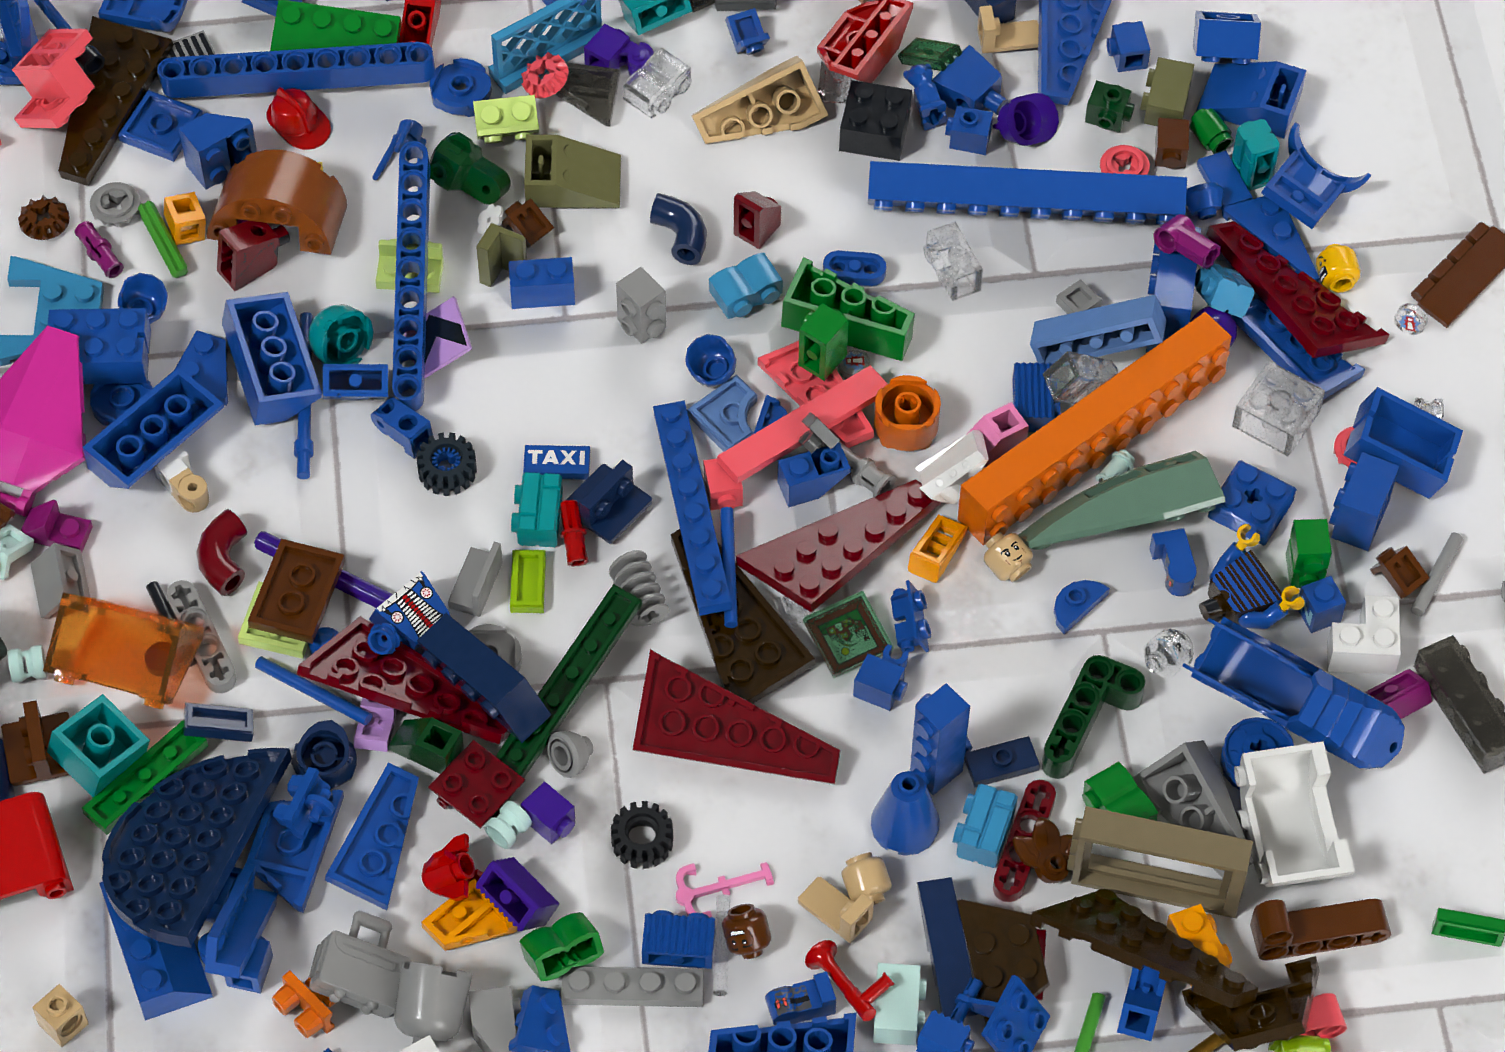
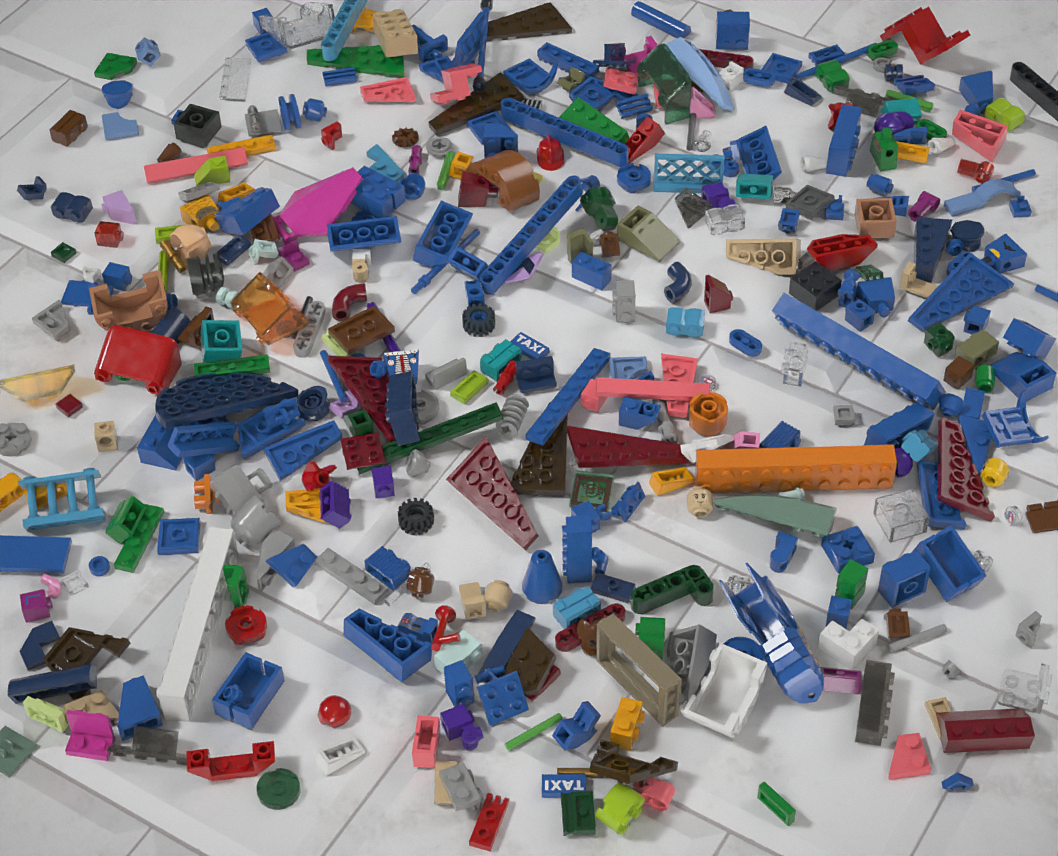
camera: 40 degrees right, 10 degrees down
(207, 363) = (413, 228): blue wing -> none
(218, 722) = (281, 364): dark blue tile -> none
(340, 334) = (481, 243): teal cylinder -> none
(505, 118) = (637, 195): yellowish green bracket -> none
(507, 824) = (365, 474): light aqua wheel -> none
(551, 82) = (674, 189): coral gear -> none
(564, 945) = (329, 536): green brick -> none
(686, 895) = (412, 554): bright pink piece -> none
(710, 360) = (637, 342): blue hair -> none
(728, 562) = (561, 428): blue bar -> none
(817, 434) = (652, 393): dark grey tile -> none
(823, 341) = (692, 357): green brick -> none
(873, 322) = (719, 356): green wedge -> none
(1028, 119) = (893, 324): dark purple piece -> none
(1076, 602) = (717, 542): blue plate -> none
(1077, 376) = (804, 437): clear brick -> none
(1100, 330) = (834, 427): medium blue brick -> none
(1123, 155) = (928, 366): coral gear -> none
(1137, 940) = (593, 692): dark brown wing -> none
(1181, 236) = (916, 411): magenta piece -> none
(1245, 590) = (804, 582): torso -> none
(1255, 153) = (994, 393): teal brick -> none
(1316, 929) = (694, 753): reddish brown beam -> none

